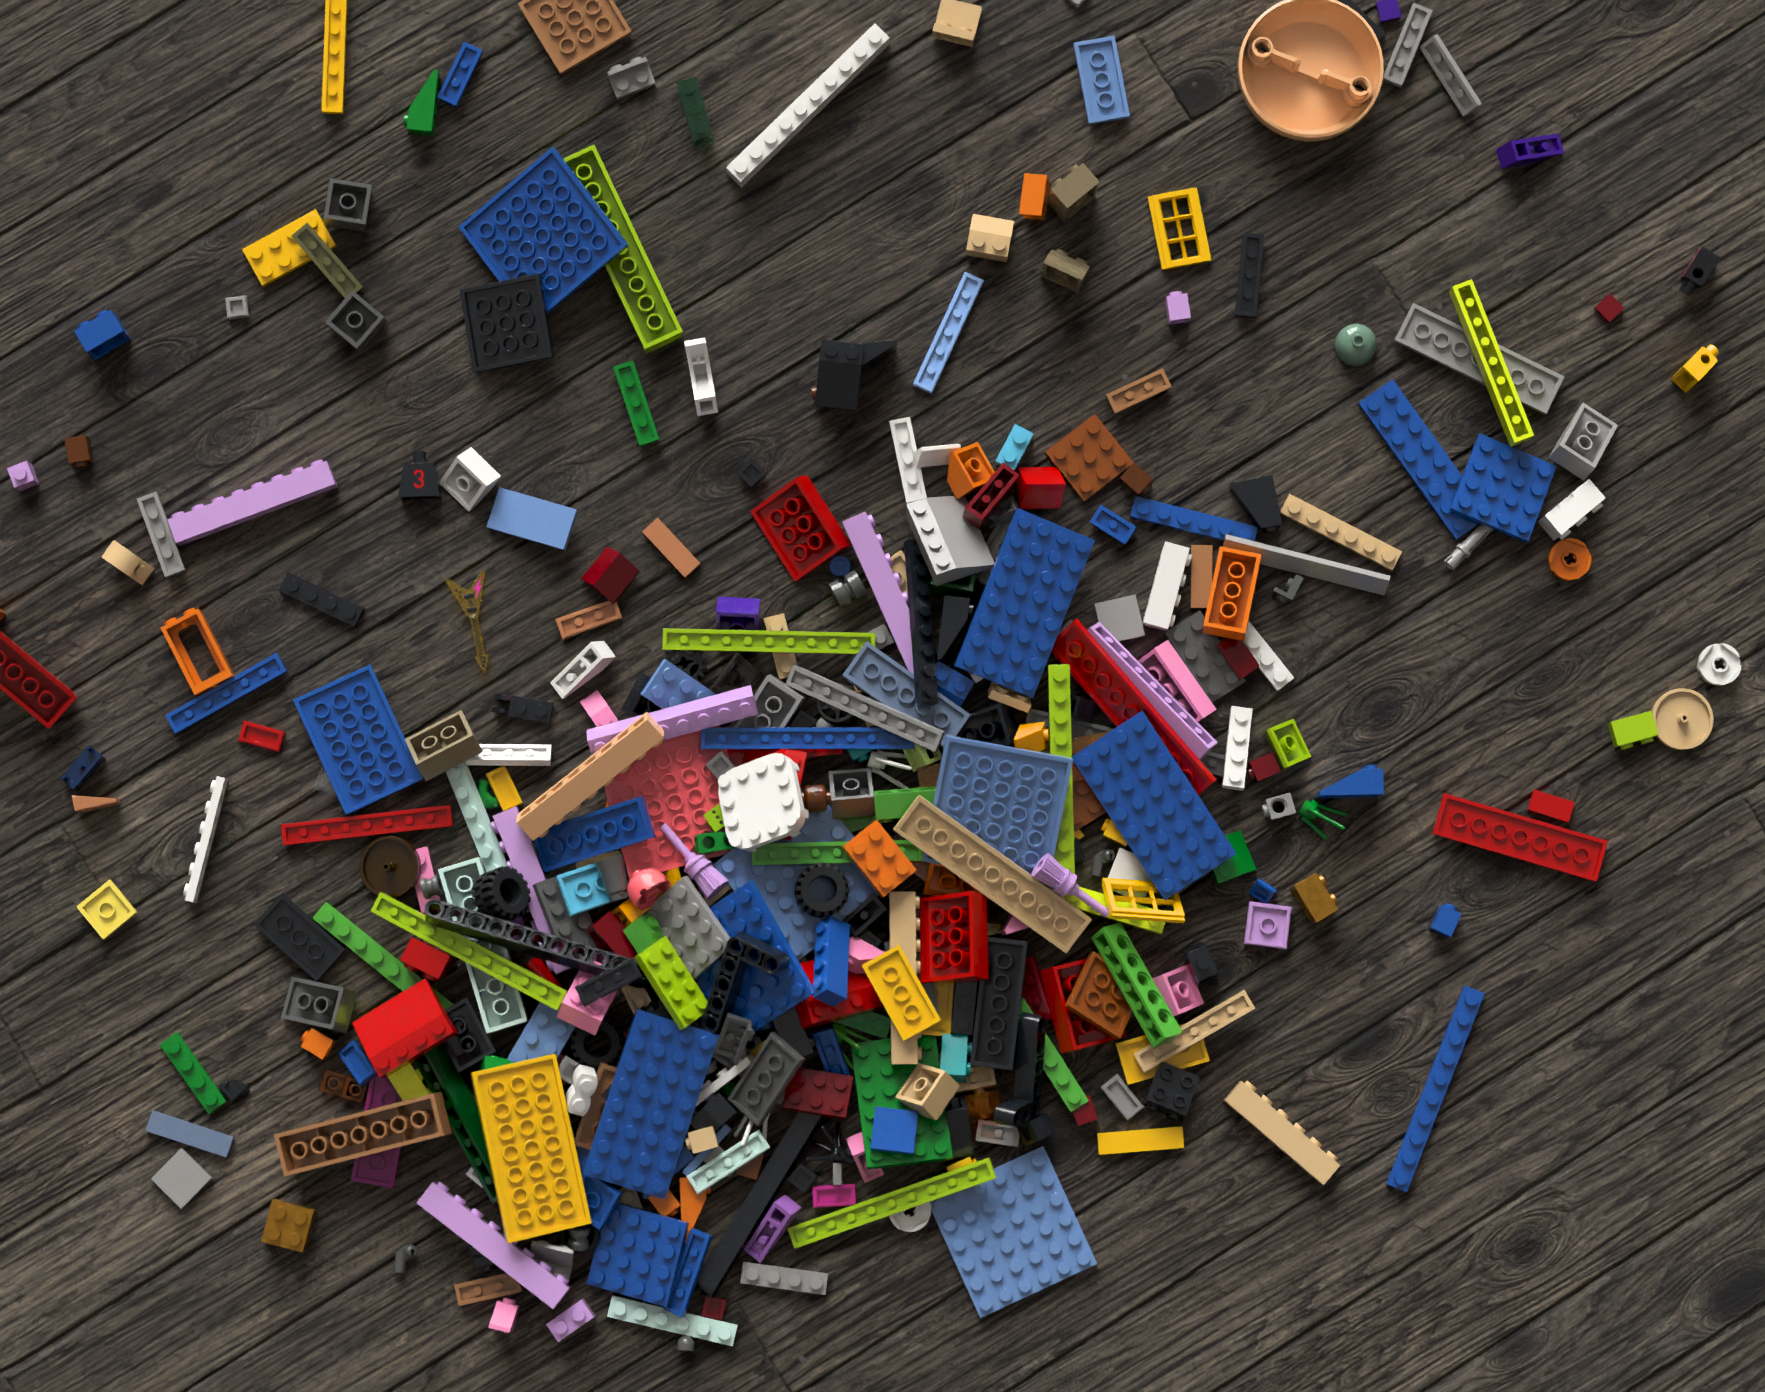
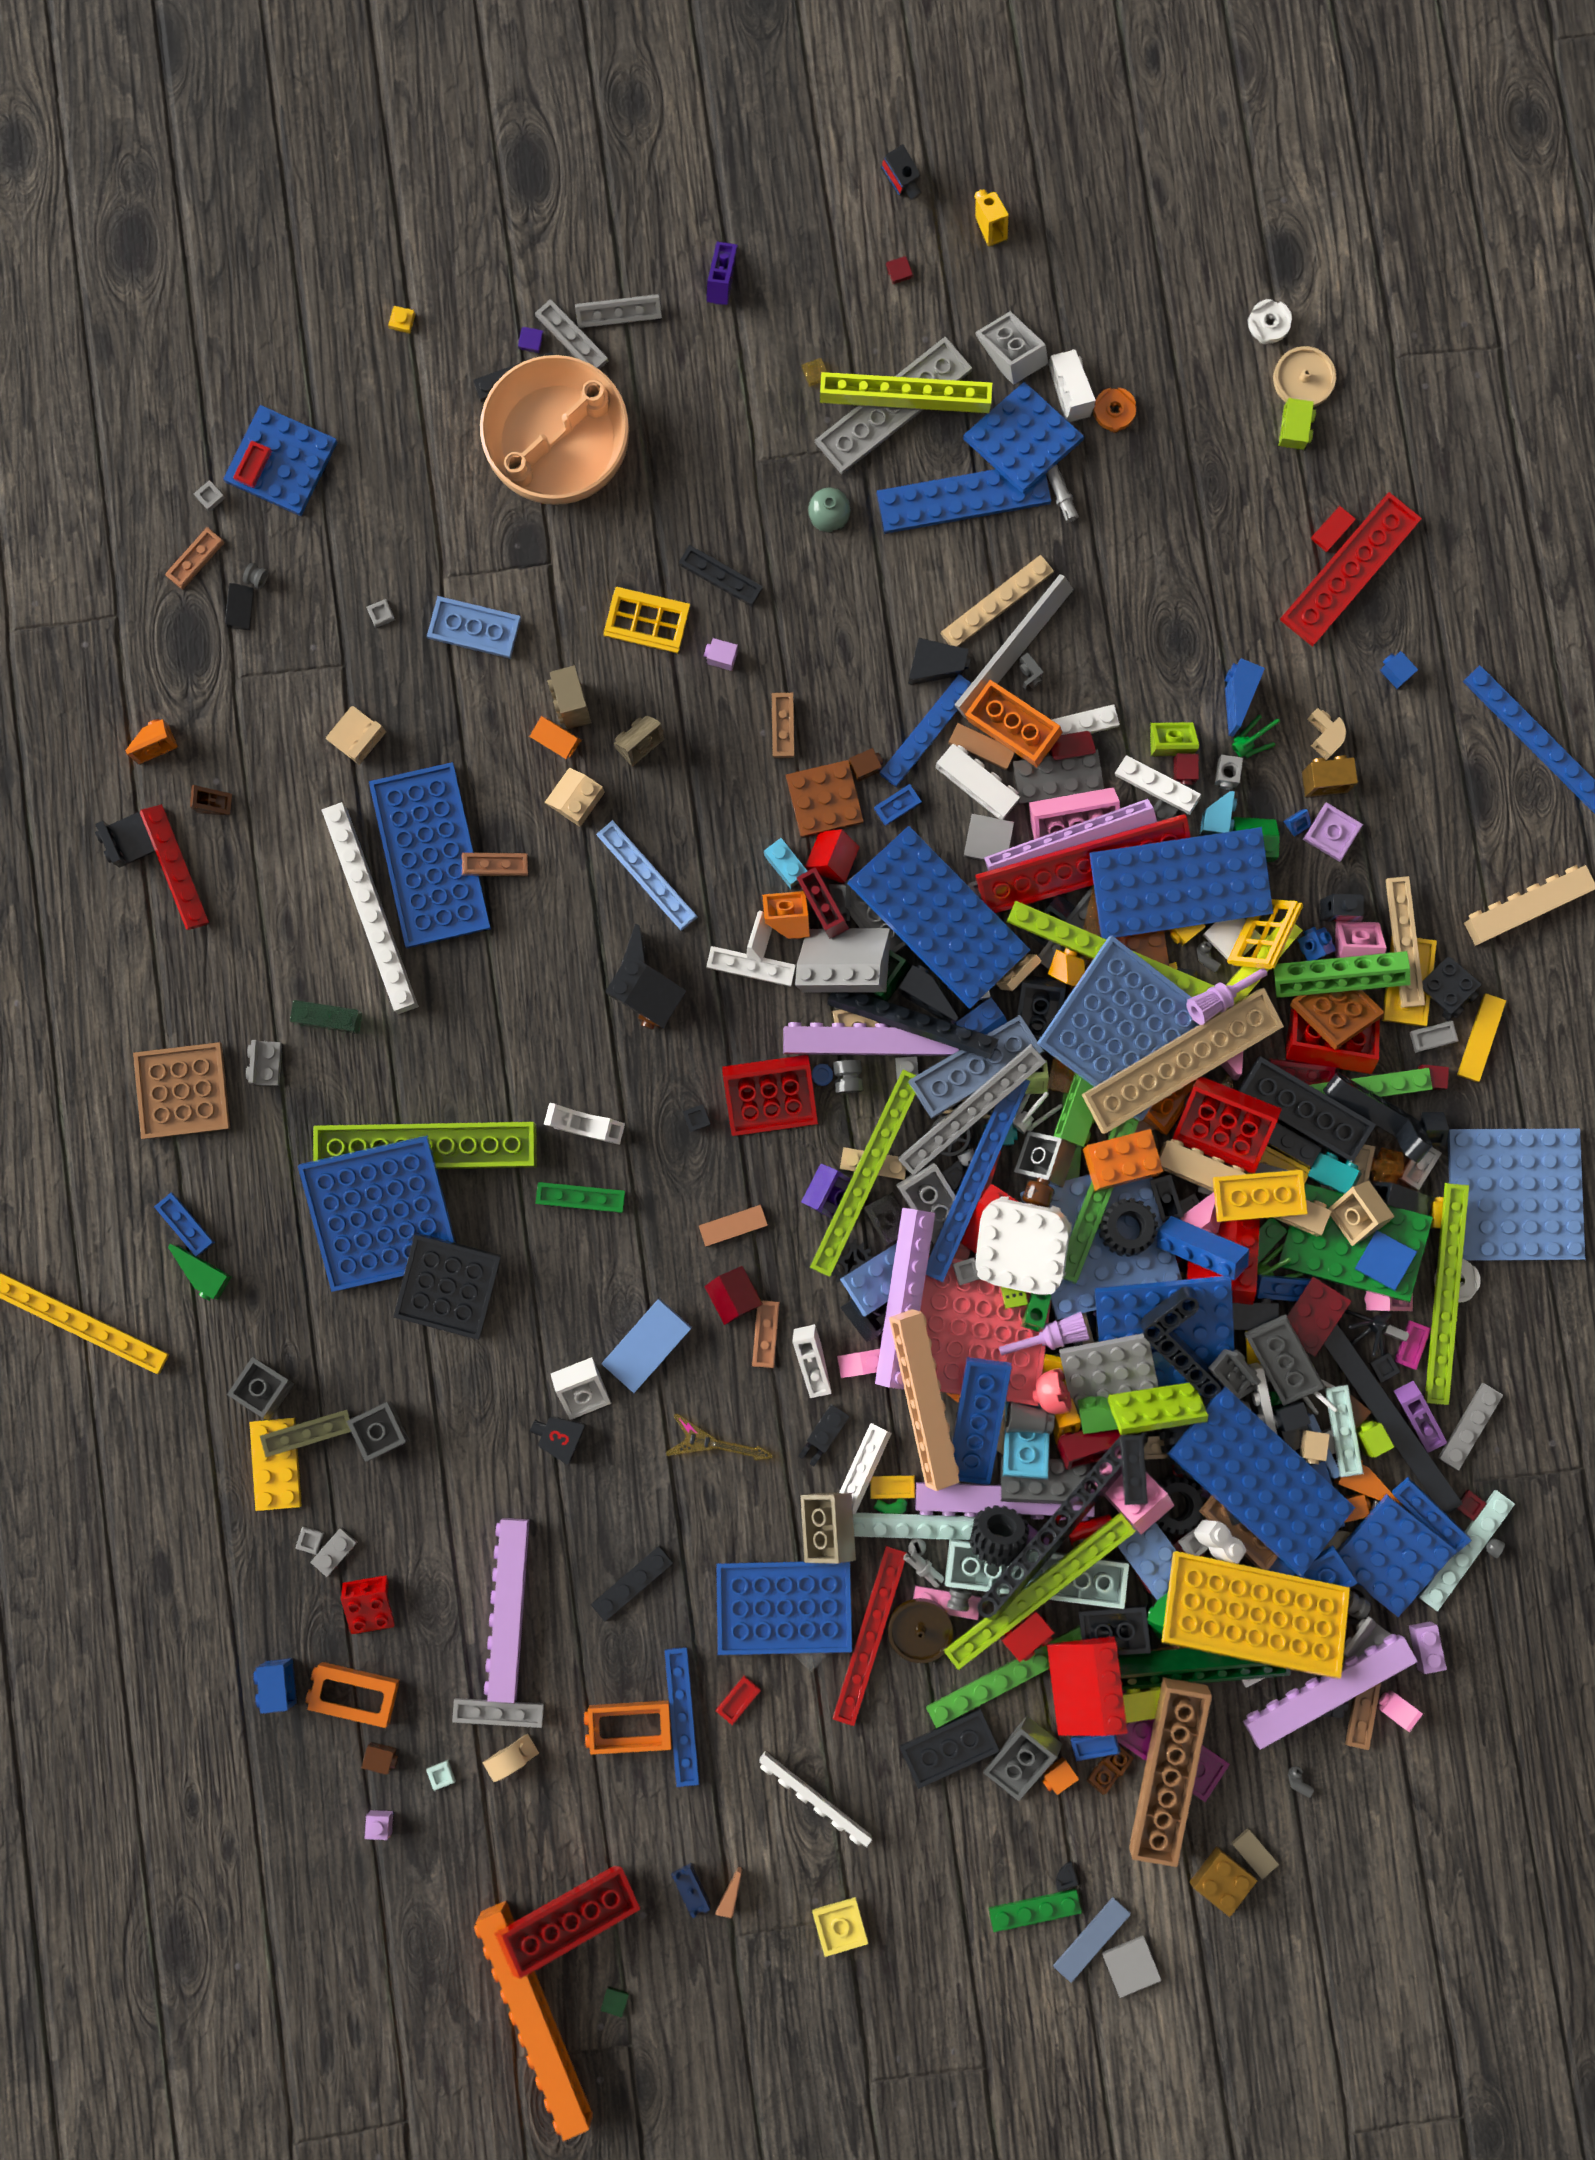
camera: 65 degrees left, 0 degrees up
(87, 510) = (441, 1775): none -> light aqua tile
(142, 431) = (359, 1678): none -> orange piece
(203, 381) = (367, 1604): none -> red bracket
(236, 332) = (334, 1552): none -> light grey plate
(325, 1245) = (1255, 1853): none -> dark tan tile
(445, 846) = (923, 1568): none -> light grey pin
(464, 837) = (922, 1545): none -> light grey hinge
(733, 1190) = (1373, 1439): none -> lime brick
(879, 135) = (423, 847): none -> blue plate
(896, 195) = (494, 864): none -> nougat tile
(1156, 953) = (1316, 943): none -> blue brick
(1234, 814) = (1217, 817): none -> medium azure slope
(1352, 886) = (1332, 733): none -> tan brick
(1478, 274) = (812, 371): none -> clear yellow tile

